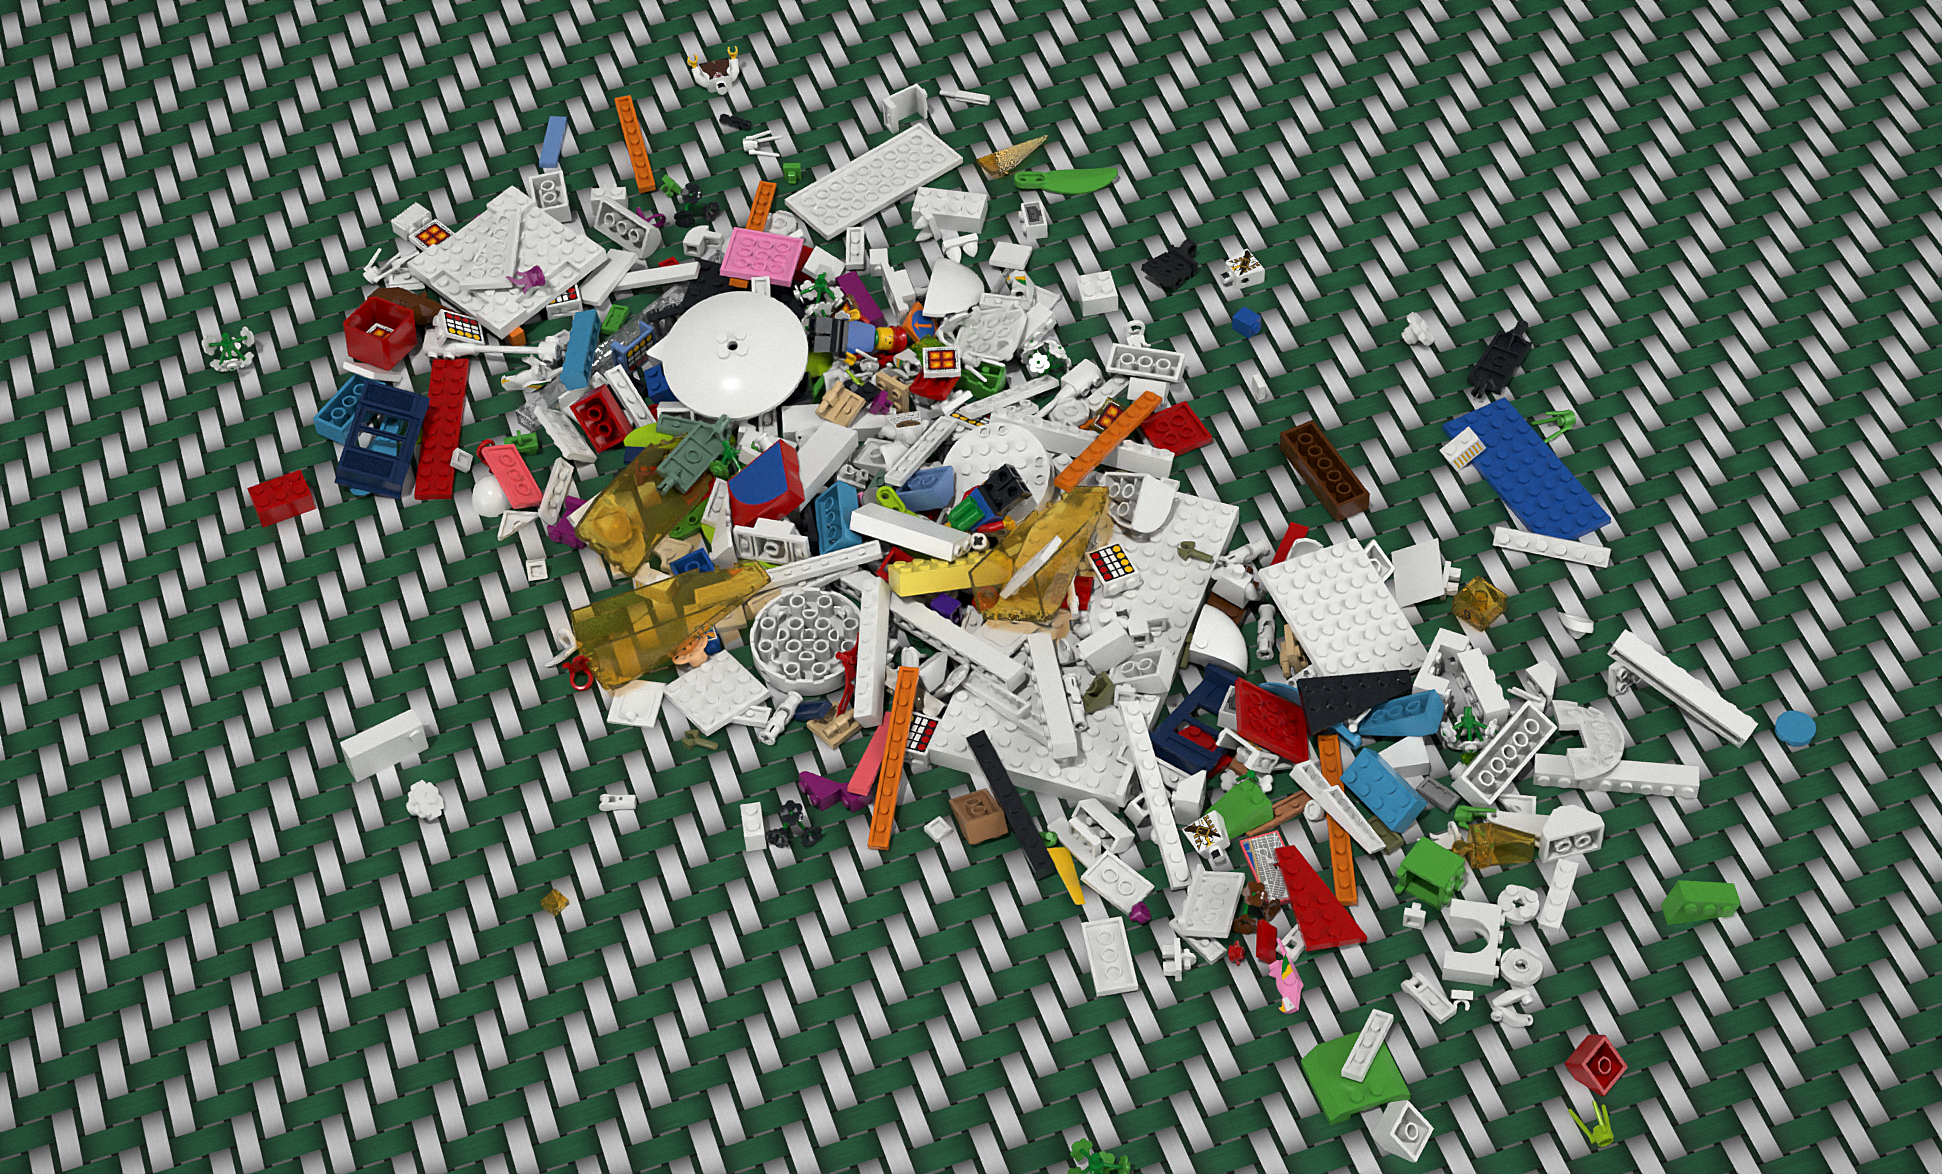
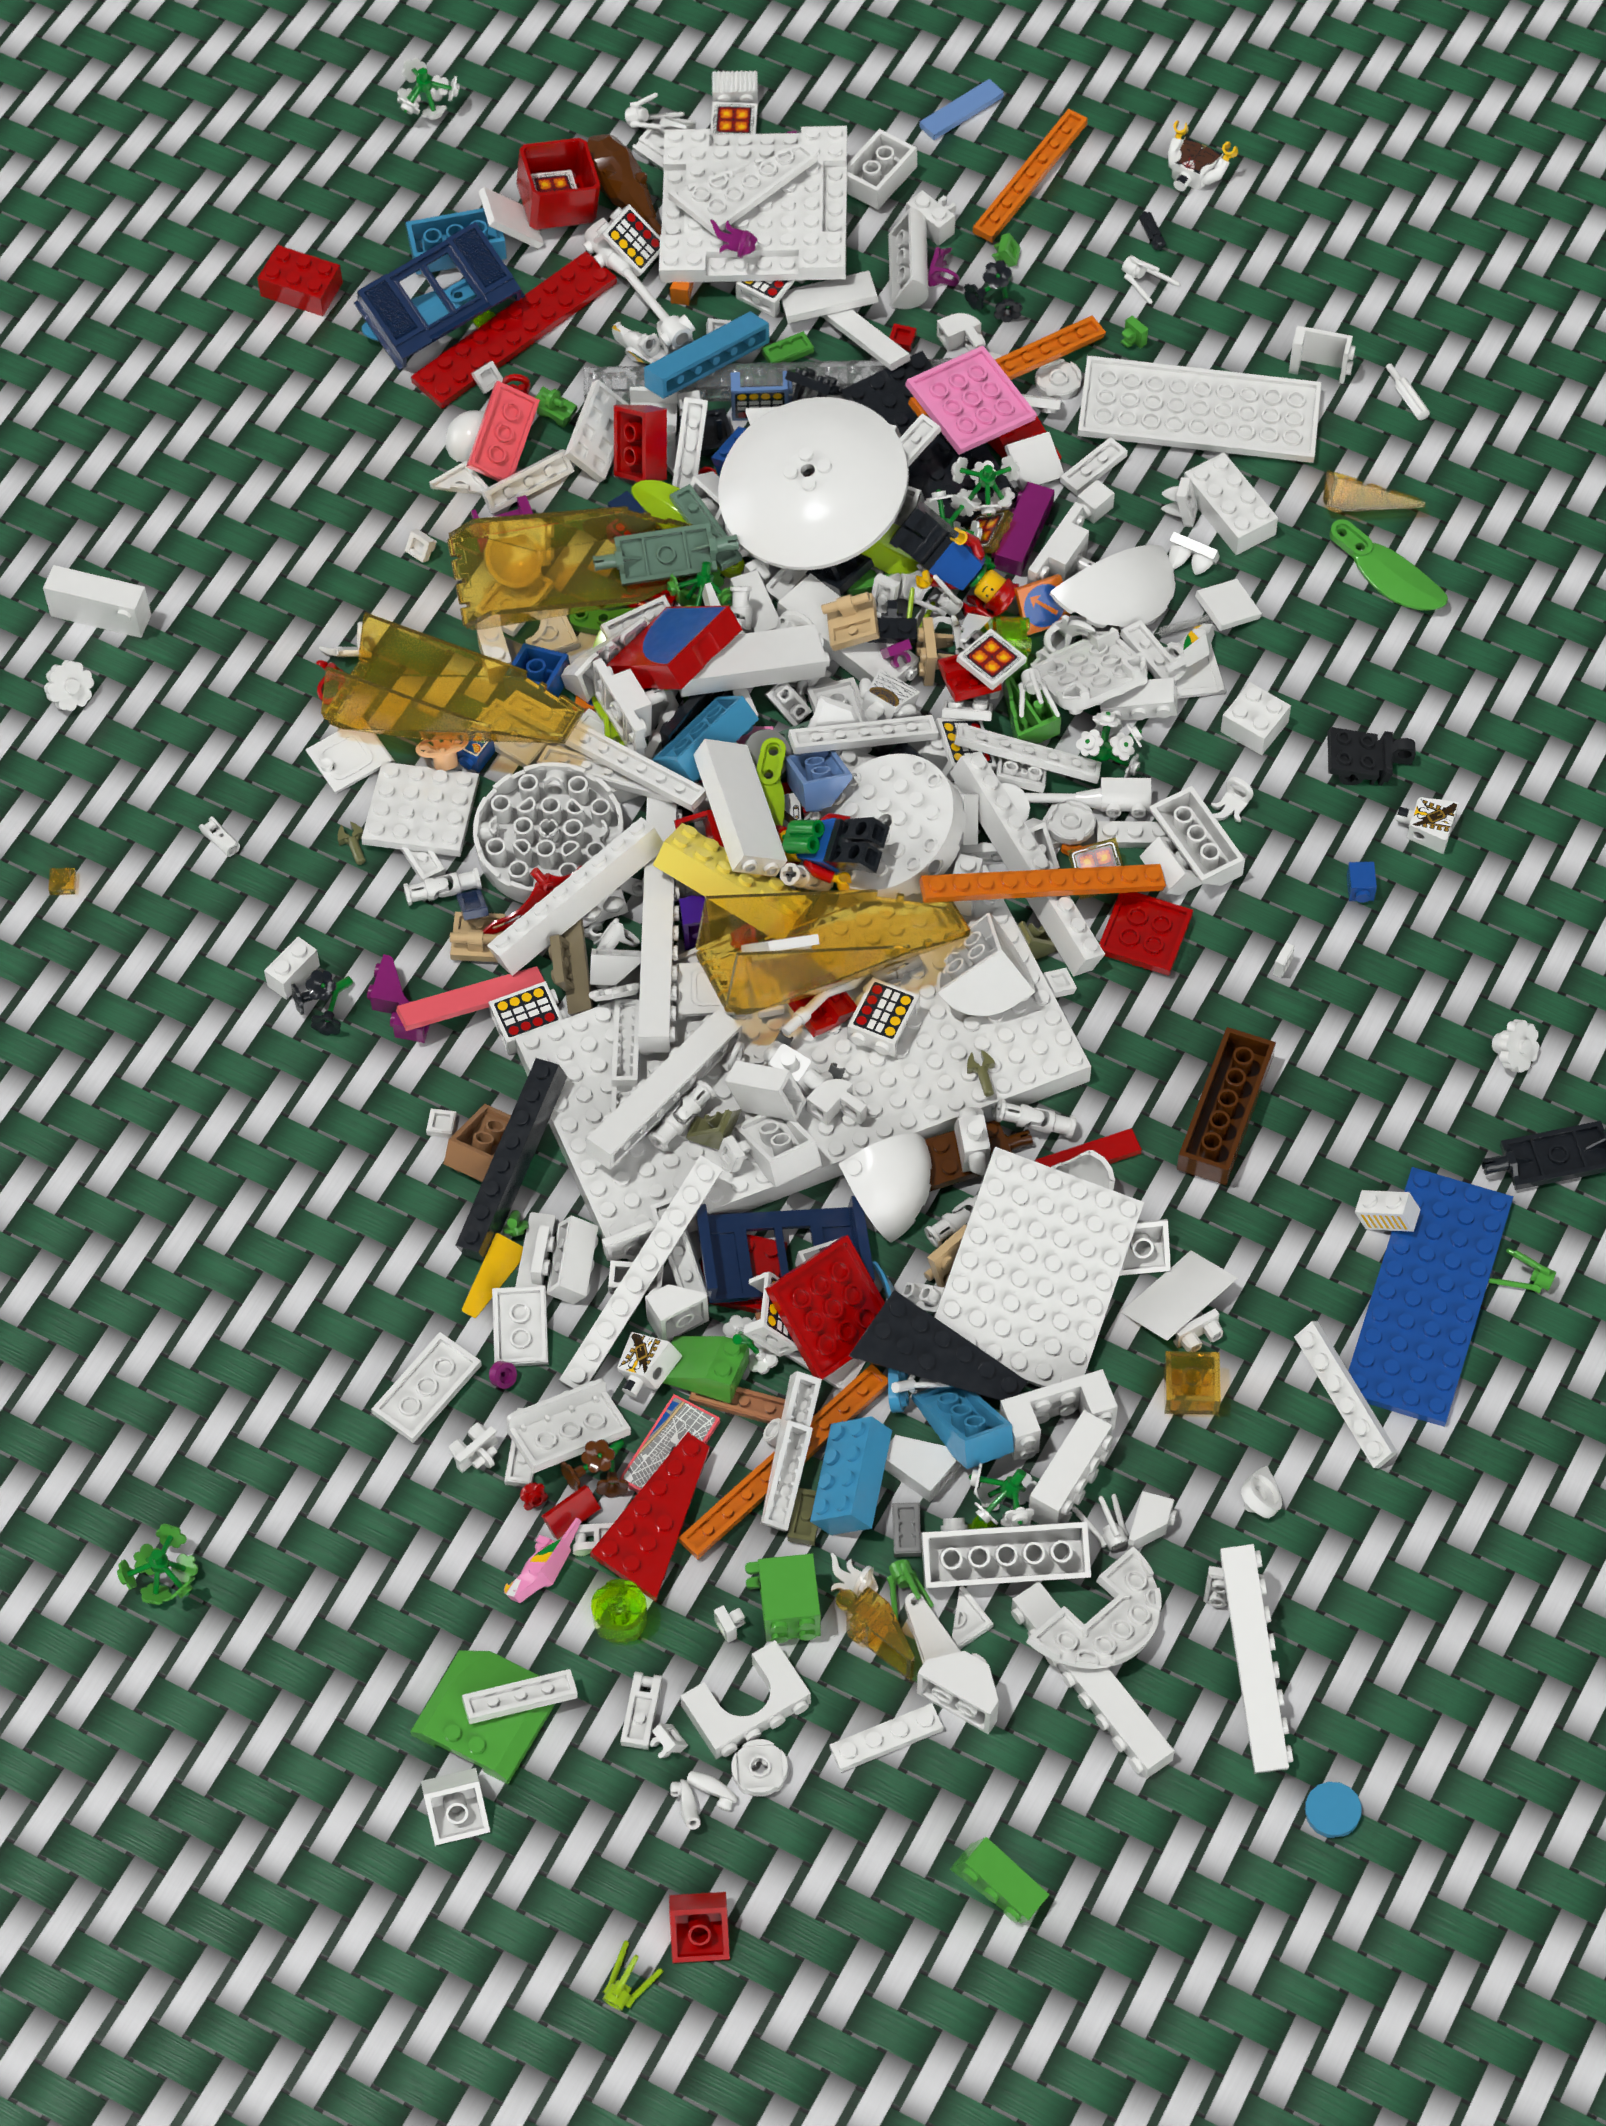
camera: 45 degrees right, 10 degrees up
(893, 758) = (474, 1016): orange plate -> none
(1033, 220) = (1297, 585): white brick -> none
(1357, 961) = (623, 1625): none -> clear neon green brick
(1522, 895) = (852, 1714): white plate -> none

